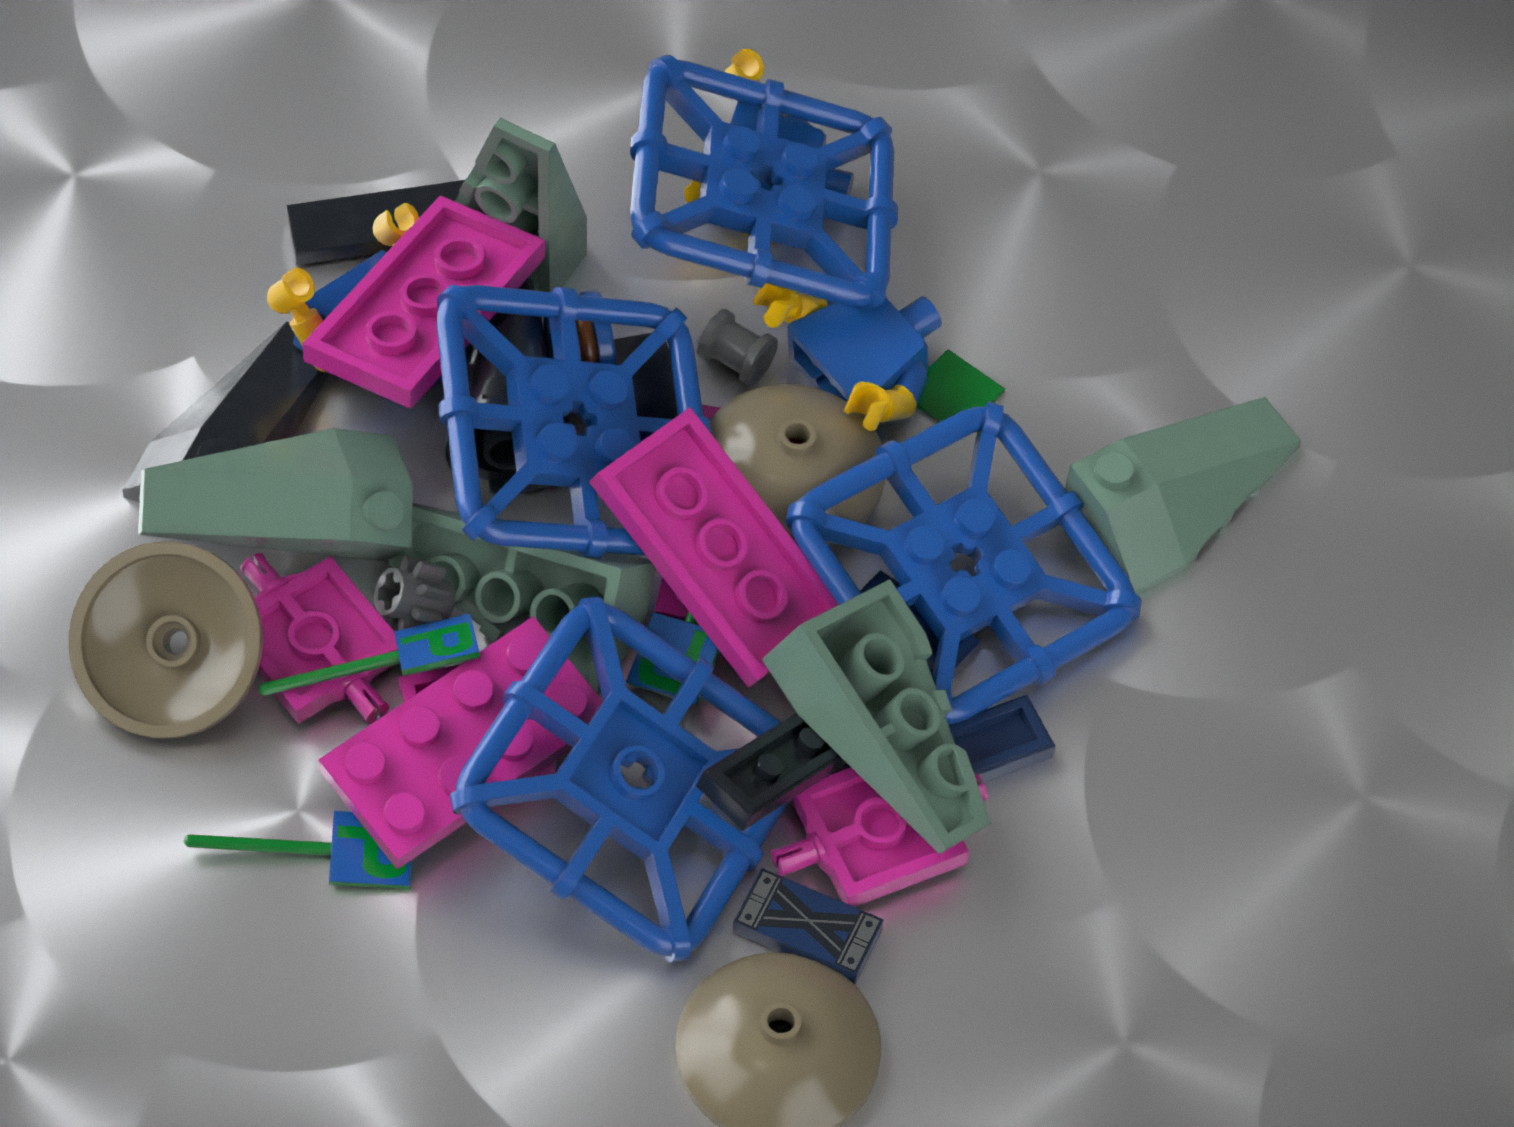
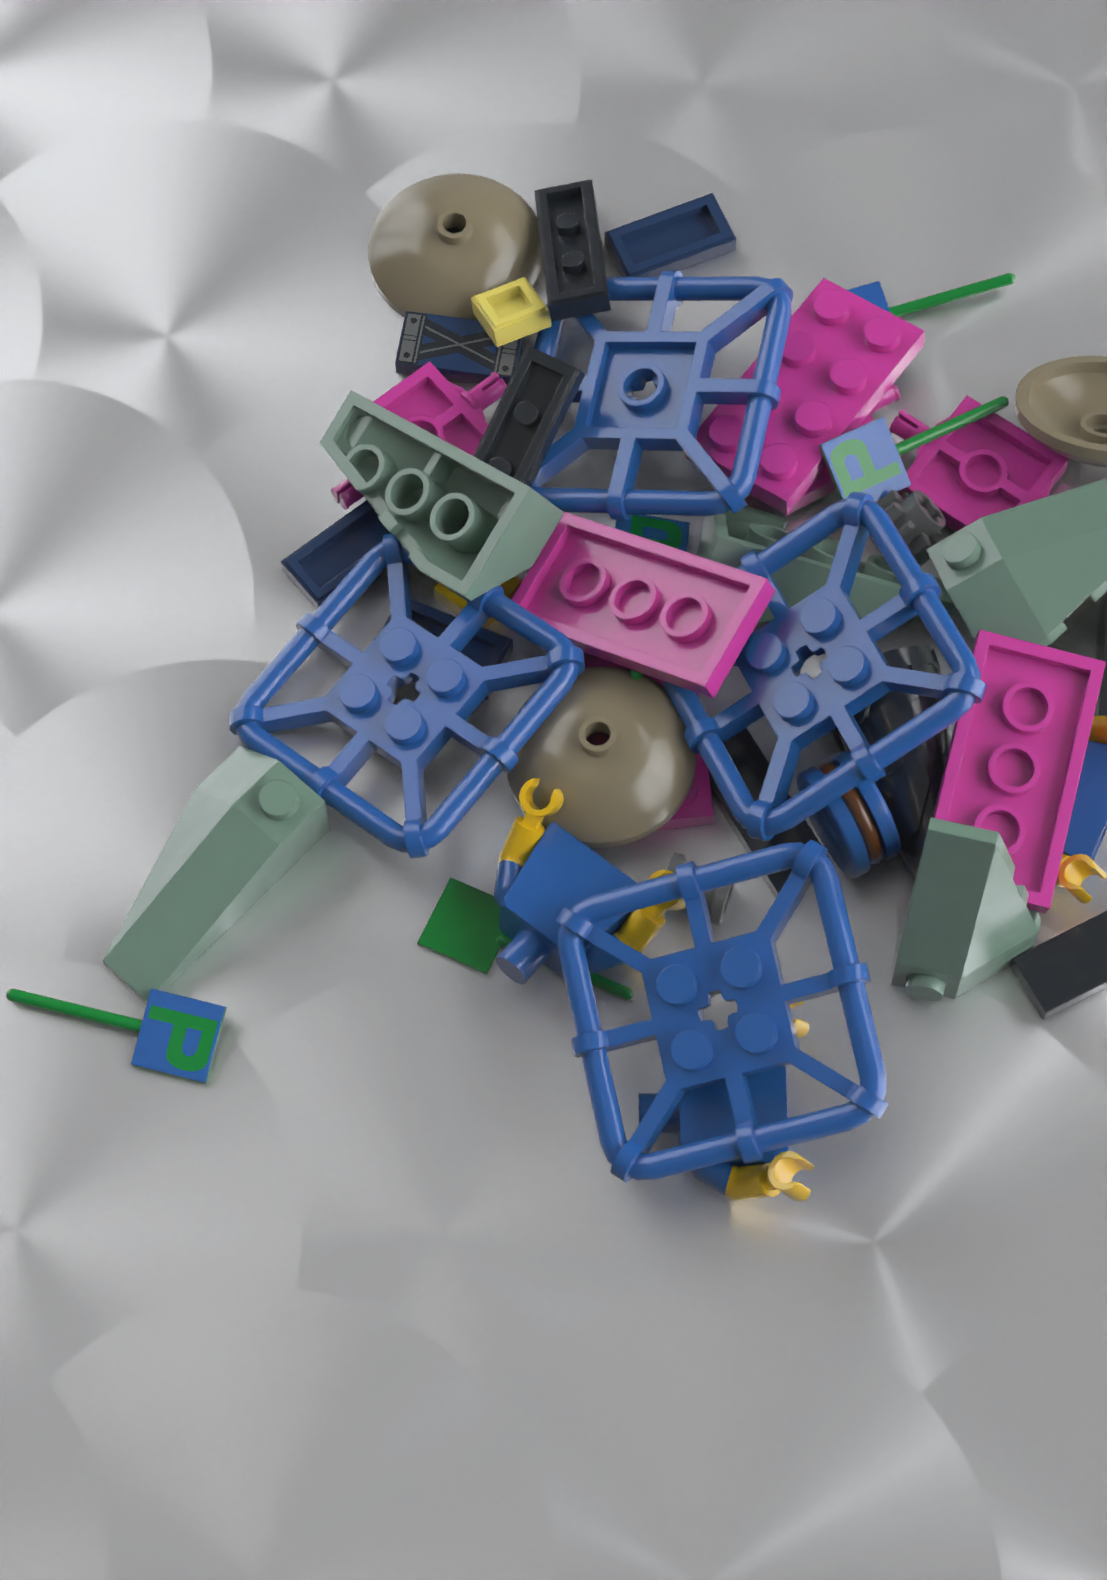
camera: 170 degrees right, 10 degrees up
(538, 989) = (671, 239): none -> dark blue tile
(656, 974) = (572, 250): none -> black tile
(745, 924) = (511, 311): none -> light yellow tile
(1255, 368) = (173, 1037): none -> piece

